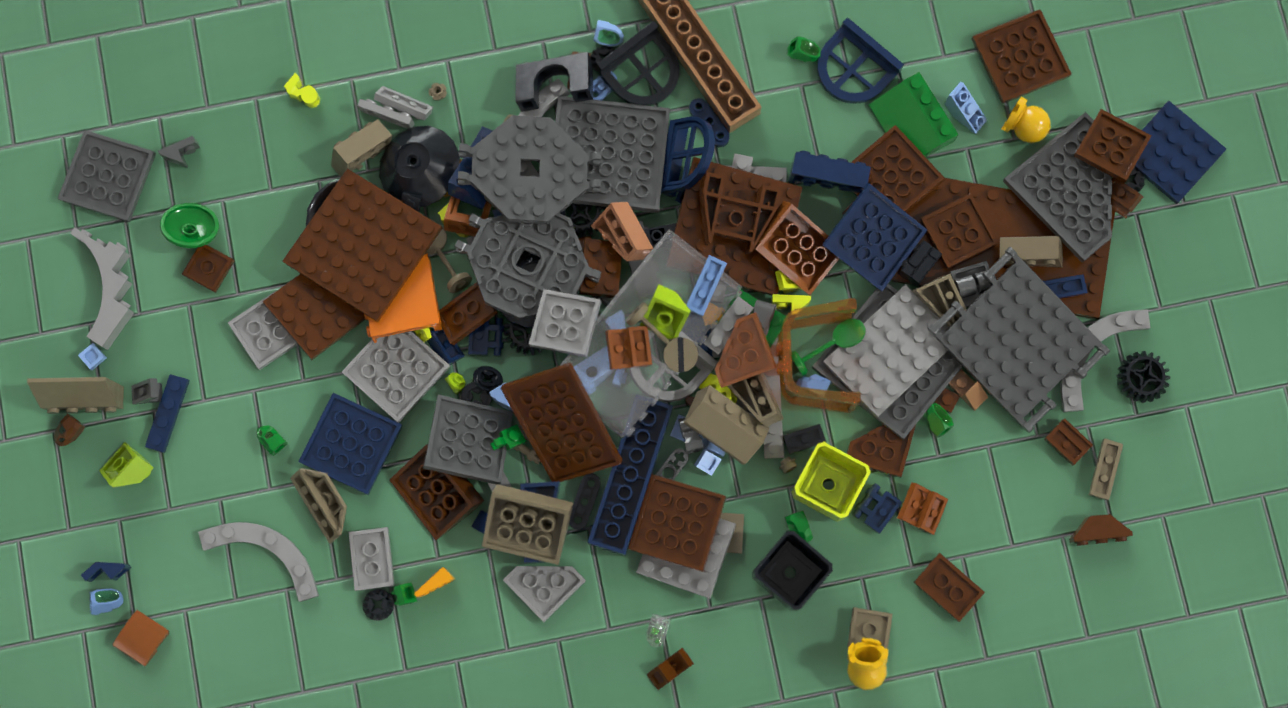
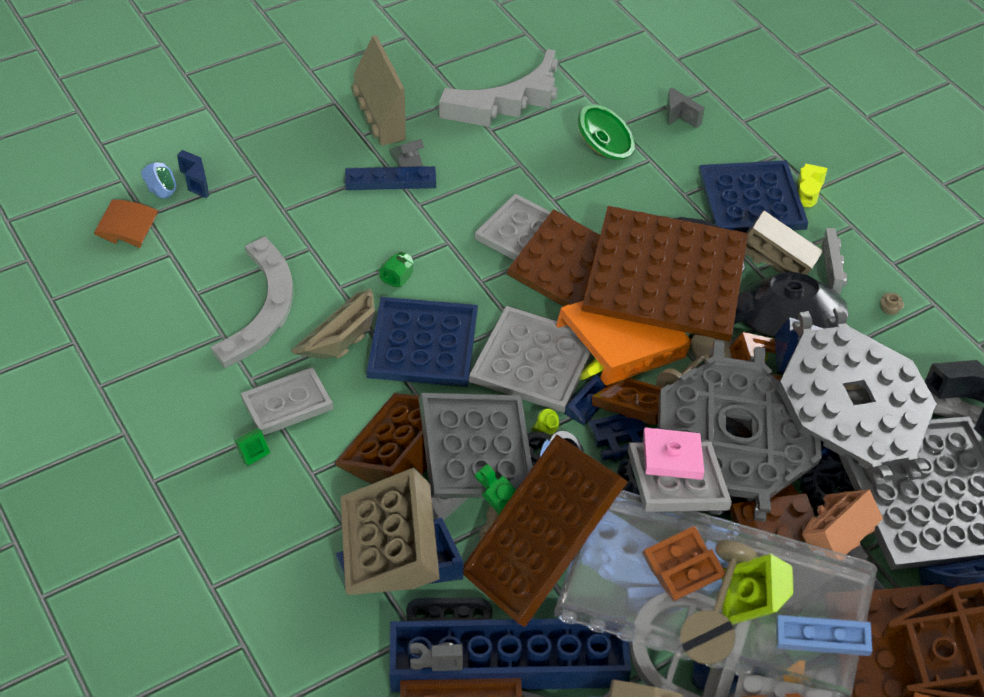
camera: 65 degrees right, 30 degrees down
(68, 430) = (339, 108): reddish brown rock -> none
(92, 356) = (426, 104): light blue plate -> none
(106, 176) = (623, 66): dark grey plate -> none
(126, 467) = (316, 161): lime slope -> none
(208, 267) = (569, 165): reddish brown plate -> none
(297, 141) = (744, 190): none -> dark blue plate
(387, 604) = (228, 436): black gear -> none
(403, 103) = (856, 274): light grey plate -> none
(438, 580) = (279, 474): light orange slope -> none
(544, 587) = (311, 602): light grey plate -> none
(549, 320) = (673, 453): none -> bright pink plate
(628, 517) = (441, 657): none -> dark grey plate

